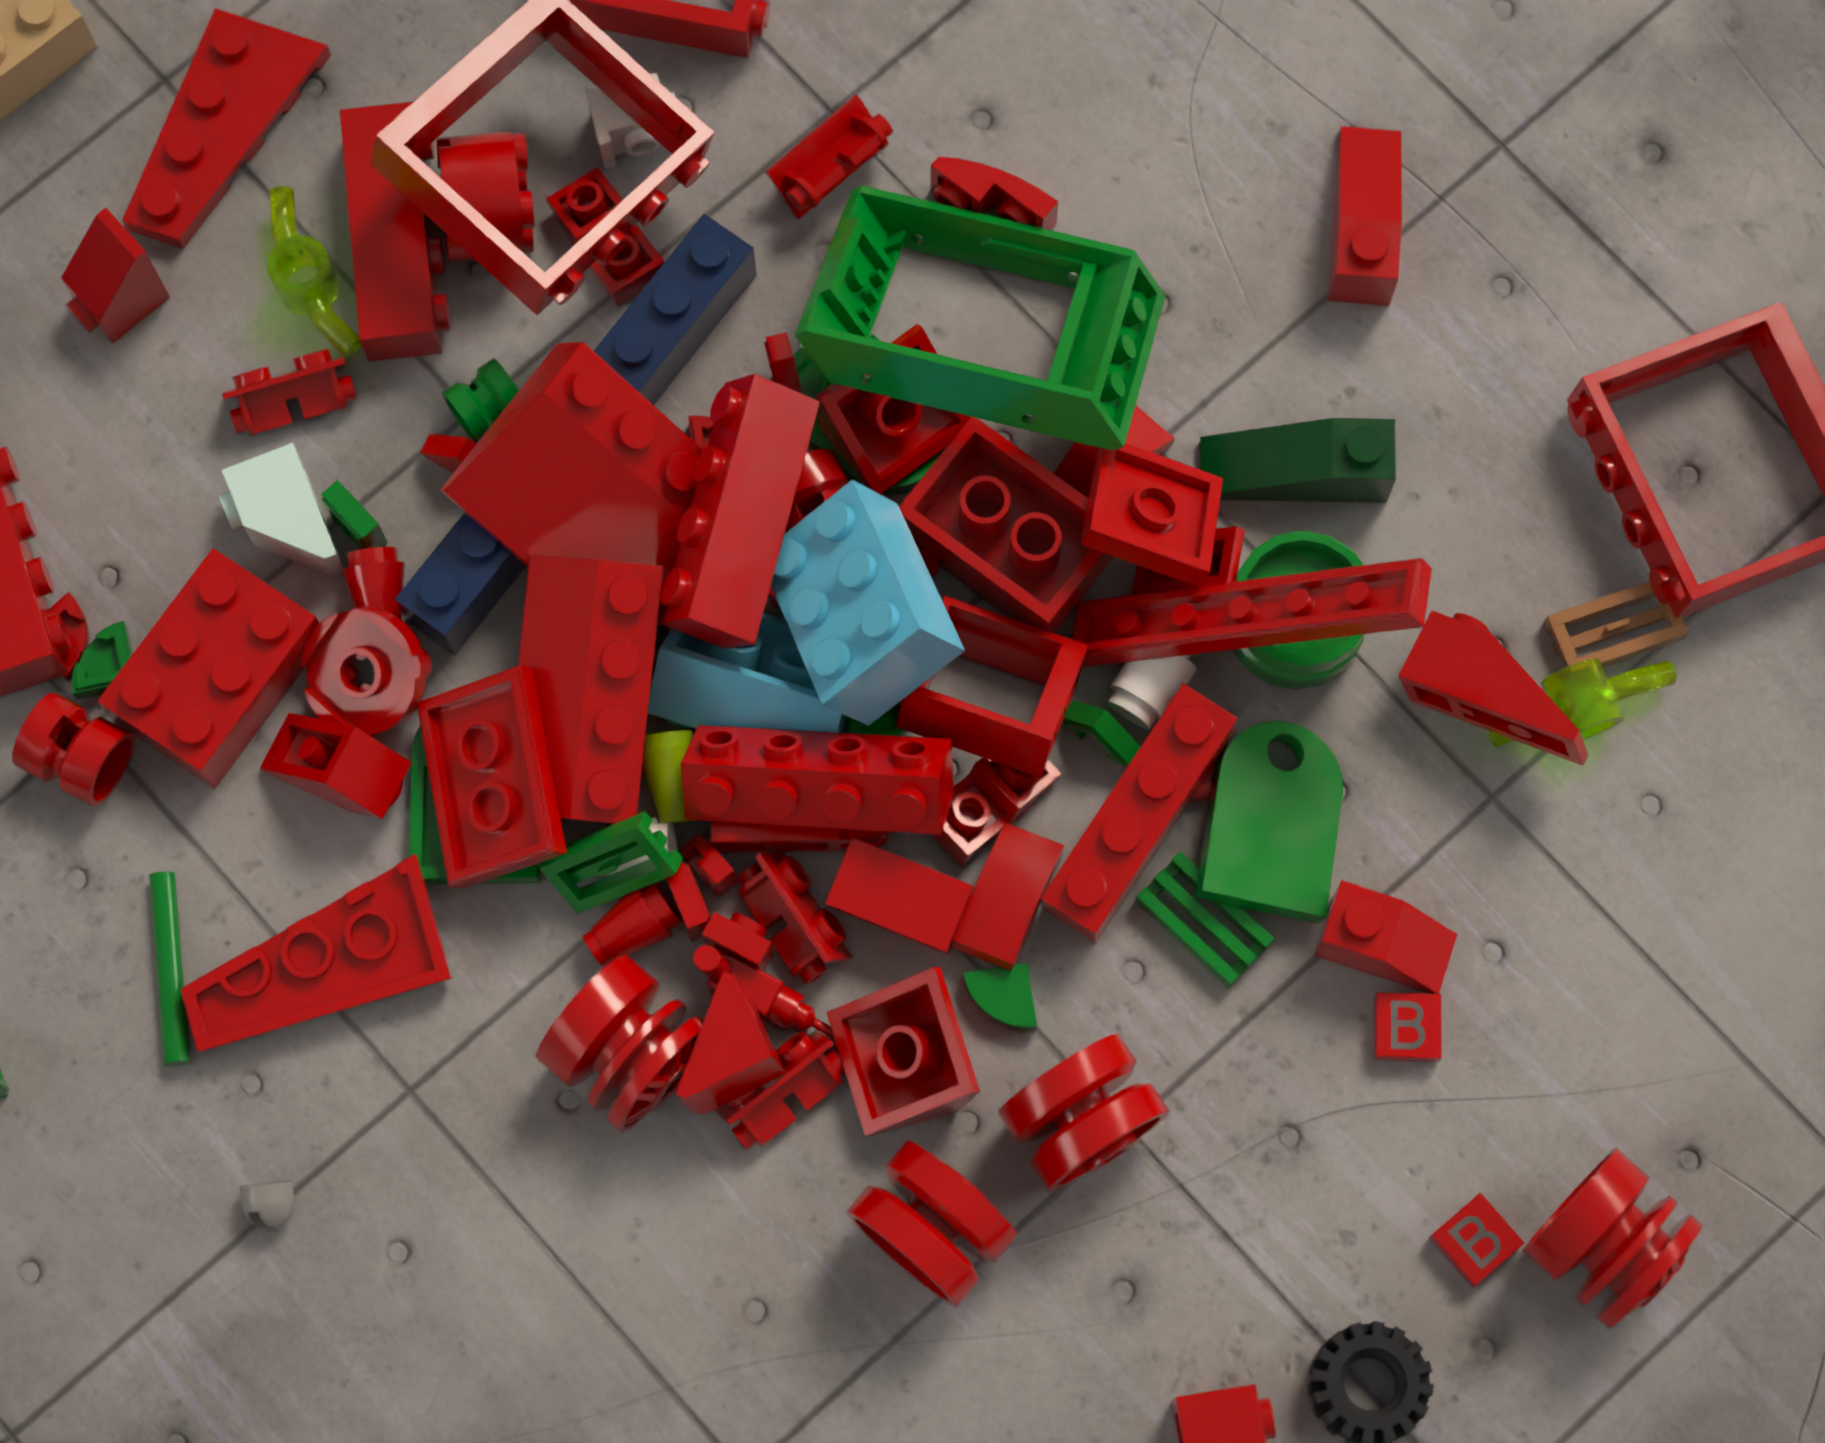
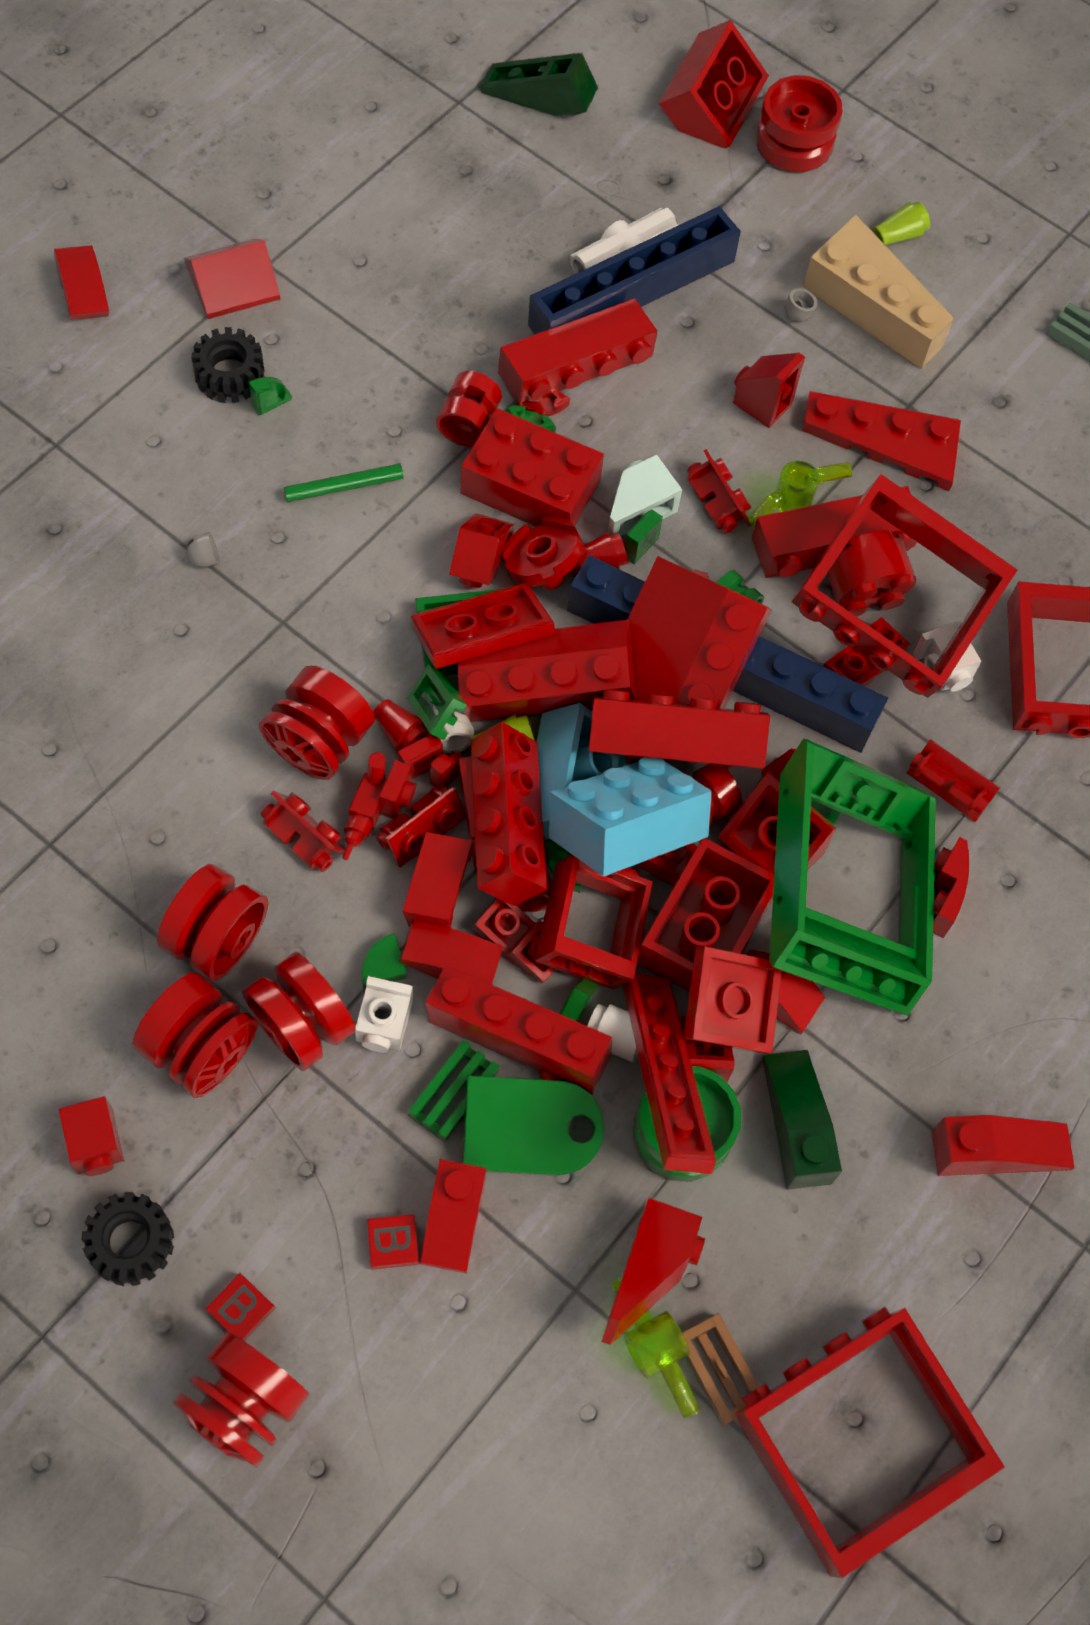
camera: 75 degrees right, 10 degrees down
(341, 957) = (360, 568): red wing -> none
(729, 1053) = (318, 782): red slope -> none
(904, 1054) = (331, 896): red slope -> none
(1064, 1004) = (389, 997): none -> white brick
(1101, 1261) = (194, 1034): none -> red wheel

